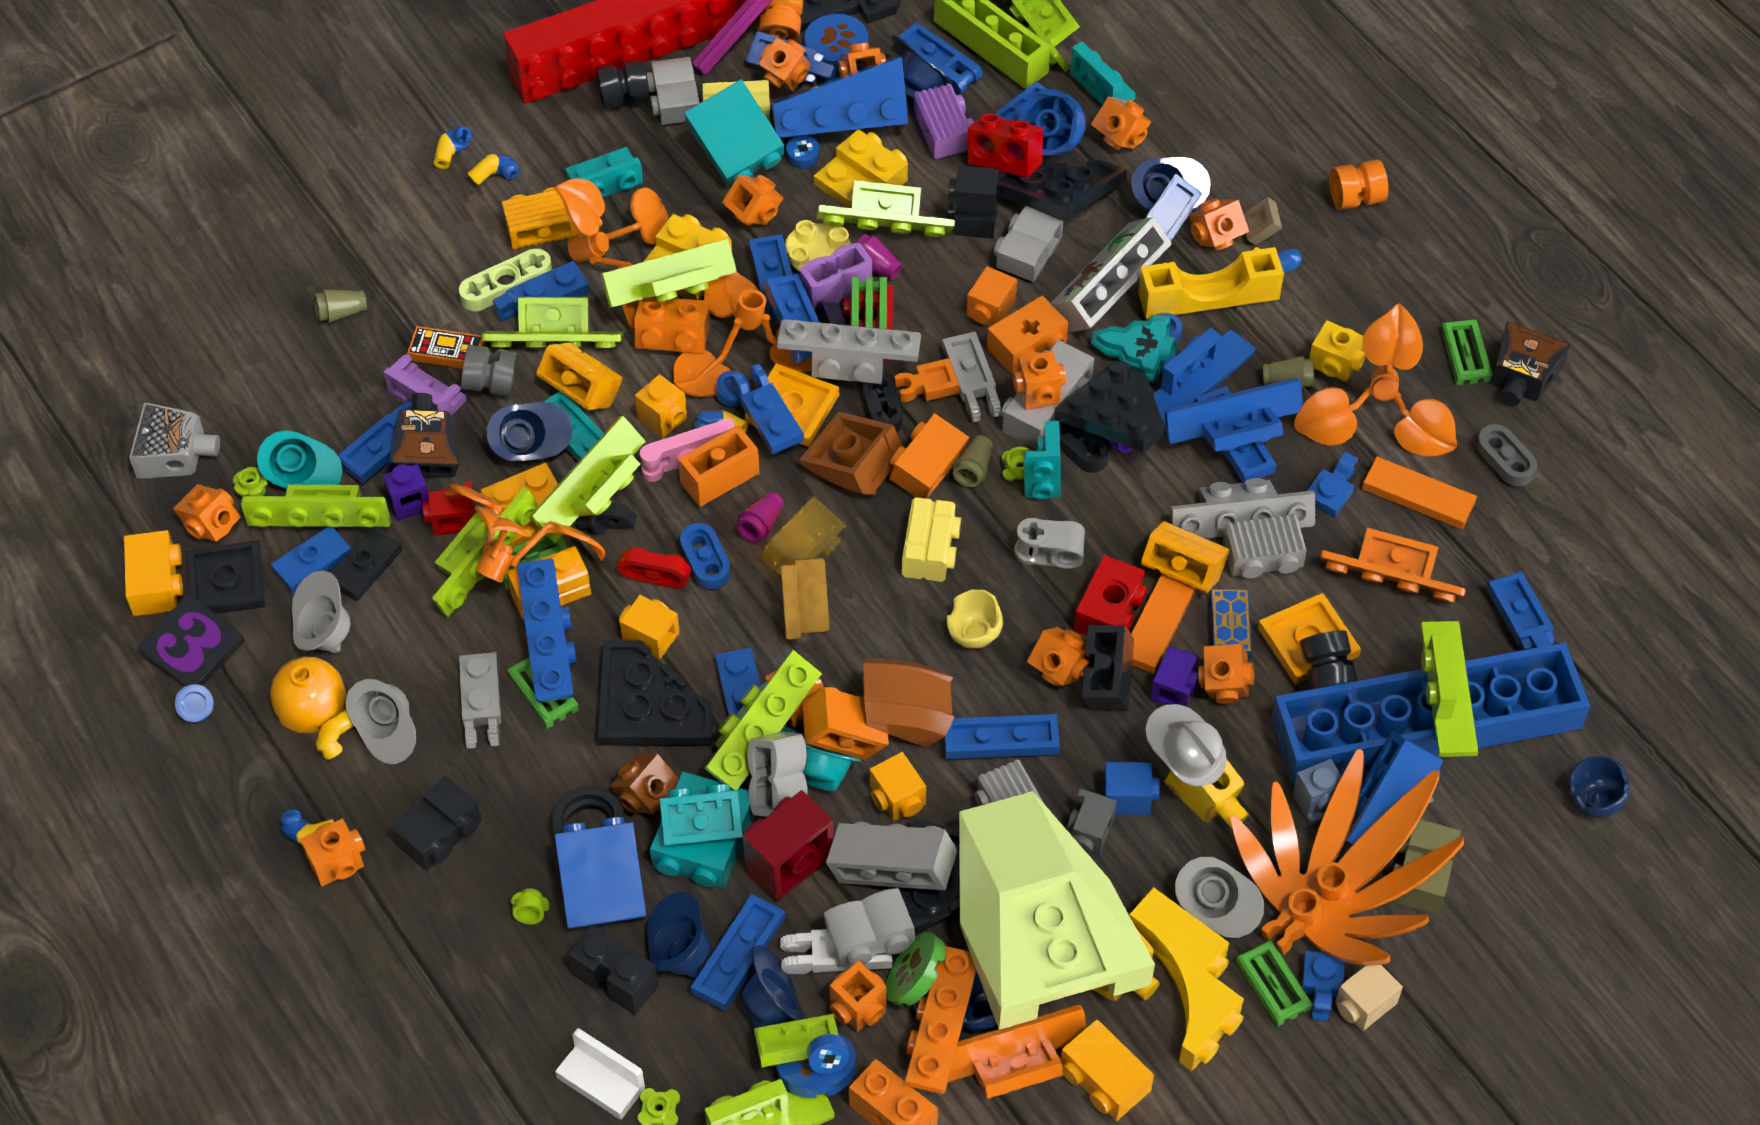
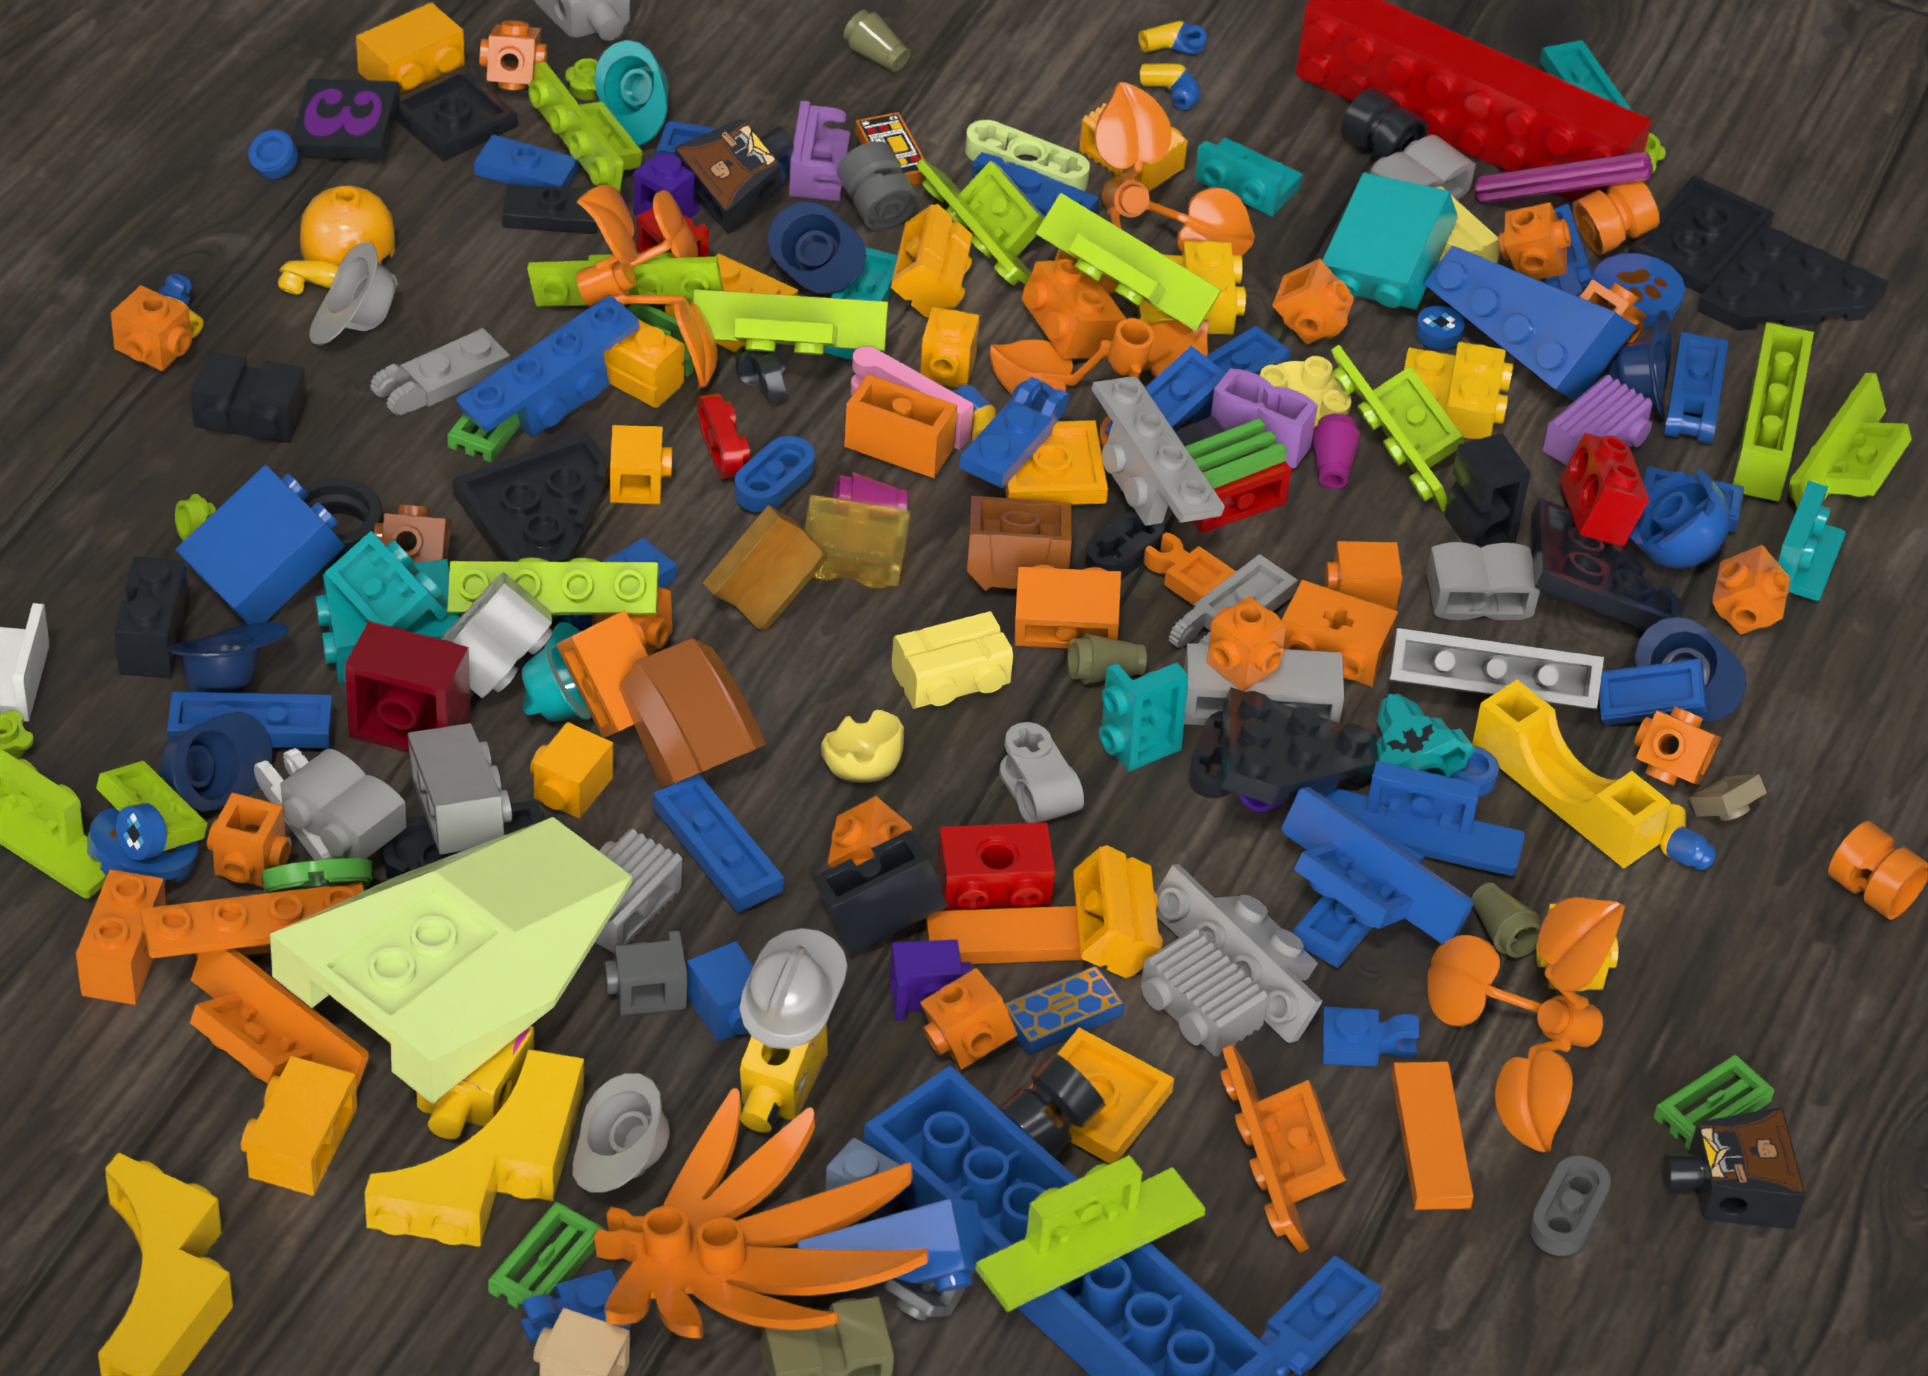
camera: 55 degrees right, 10 degrees down
(318, 614) = (446, 199): light grey piece -> none

